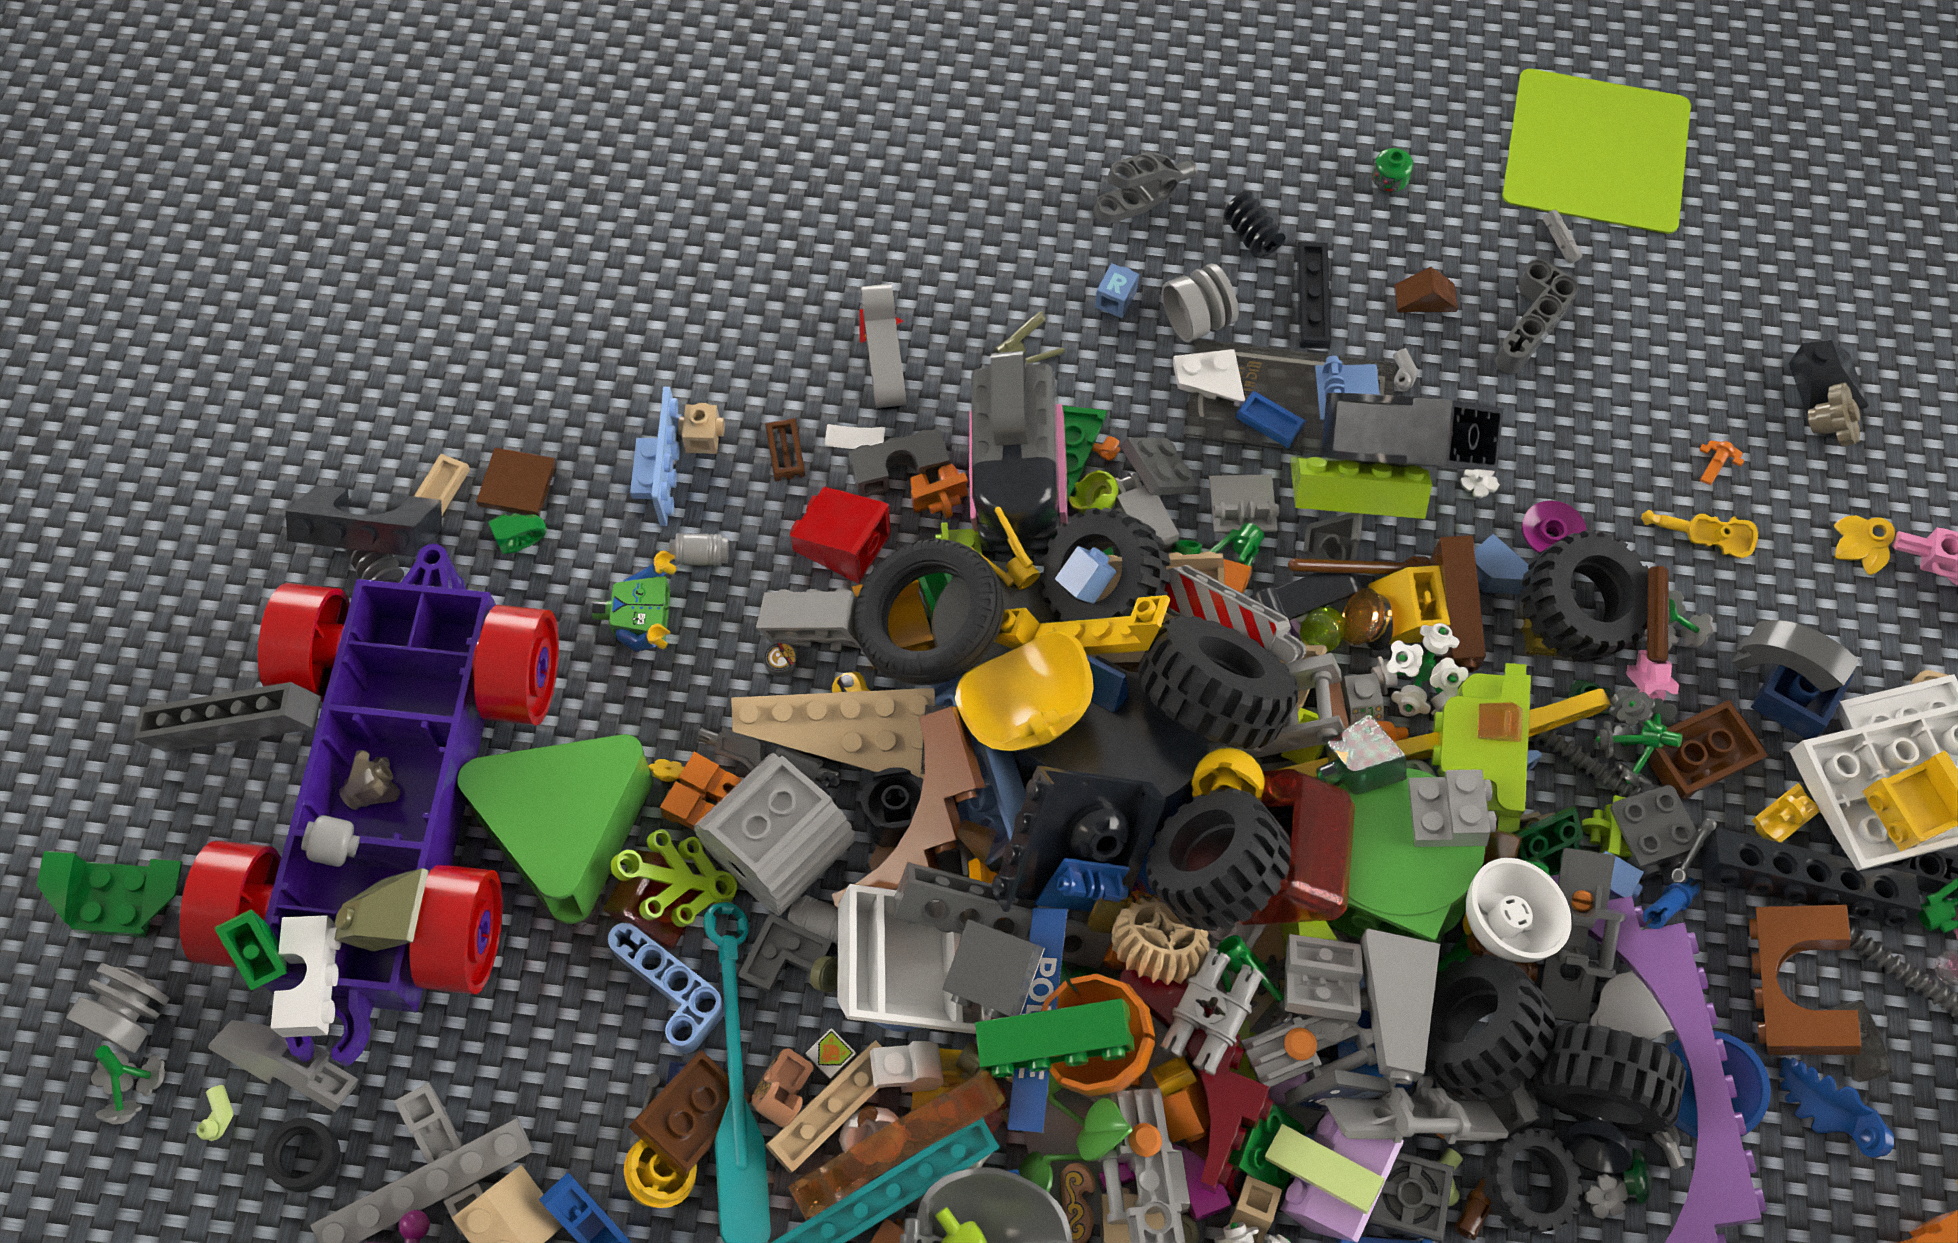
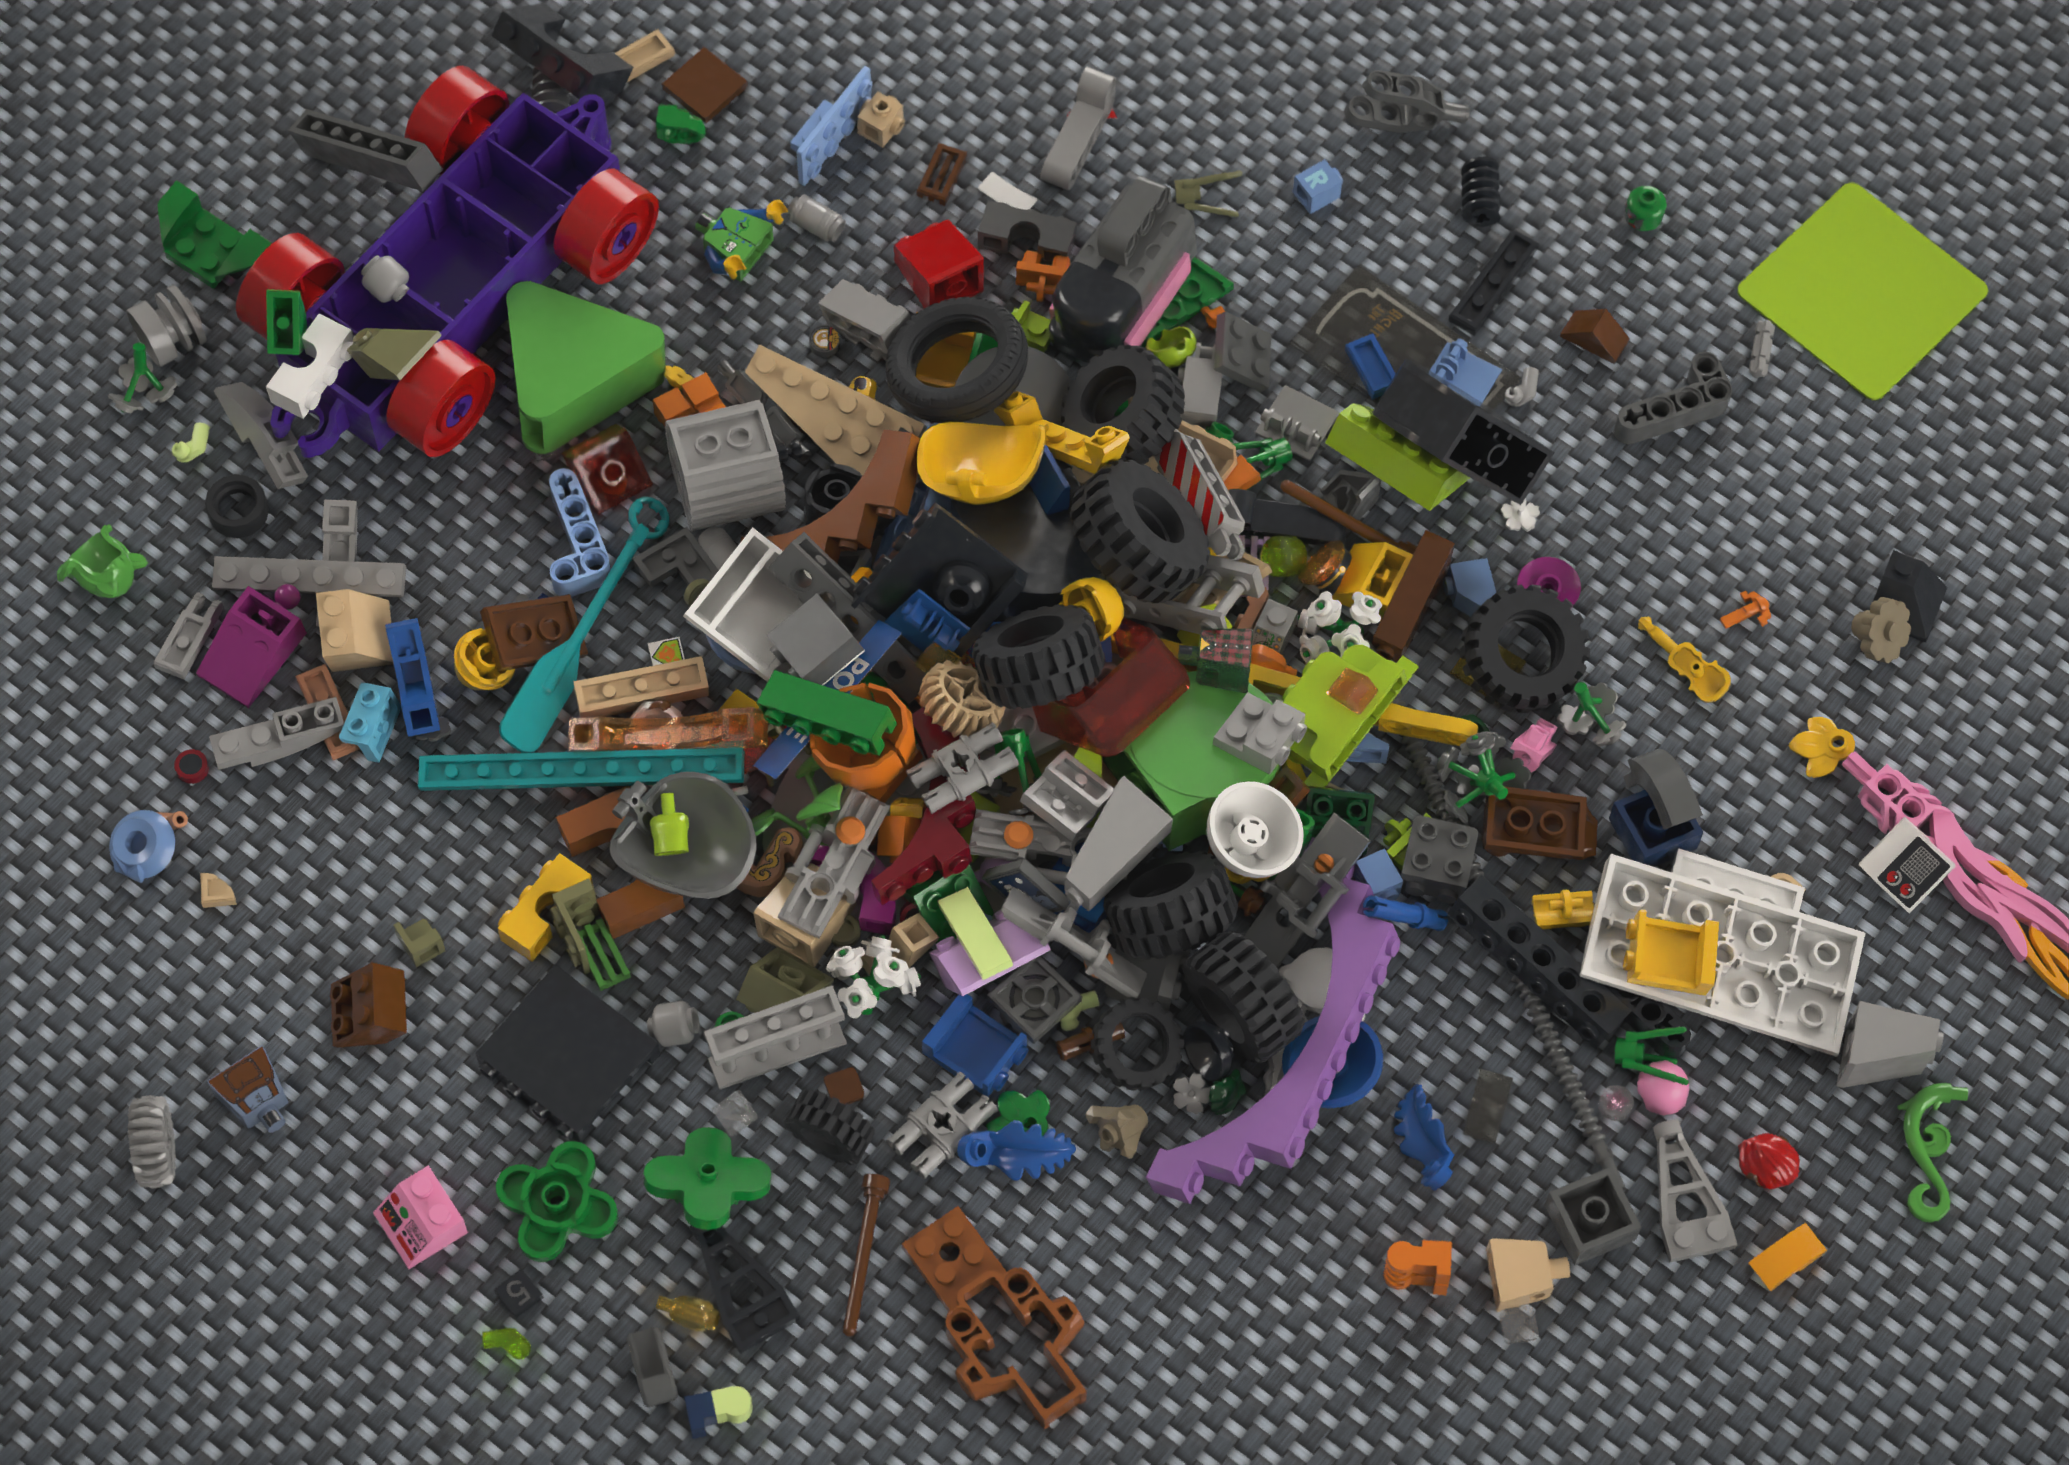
camera: 30 degrees right, 0 degrees up
(369, 782) = (443, 258): dark tan rock -> none
(678, 876) = (632, 458): lime plant -> none
(777, 1089) = (613, 654): nougat animal -> none
(910, 1066) = (713, 686): white brick -> none
(977, 838) = (873, 547): clear orange slope -> none
(1020, 568) = (1057, 368): yellow plant -> none
(1086, 574) = (1096, 394): brick -> none
(1200, 302) = (1377, 233): light grey wheel -> none
(1210, 375) = (1347, 301): white wing -> none
(1658, 614) = (1564, 689): reddish brown axle -> none
(1680, 875) = (1432, 900): dark grey hinge -> none
(1788, 1027) = (1479, 993): dark orange arch -> none

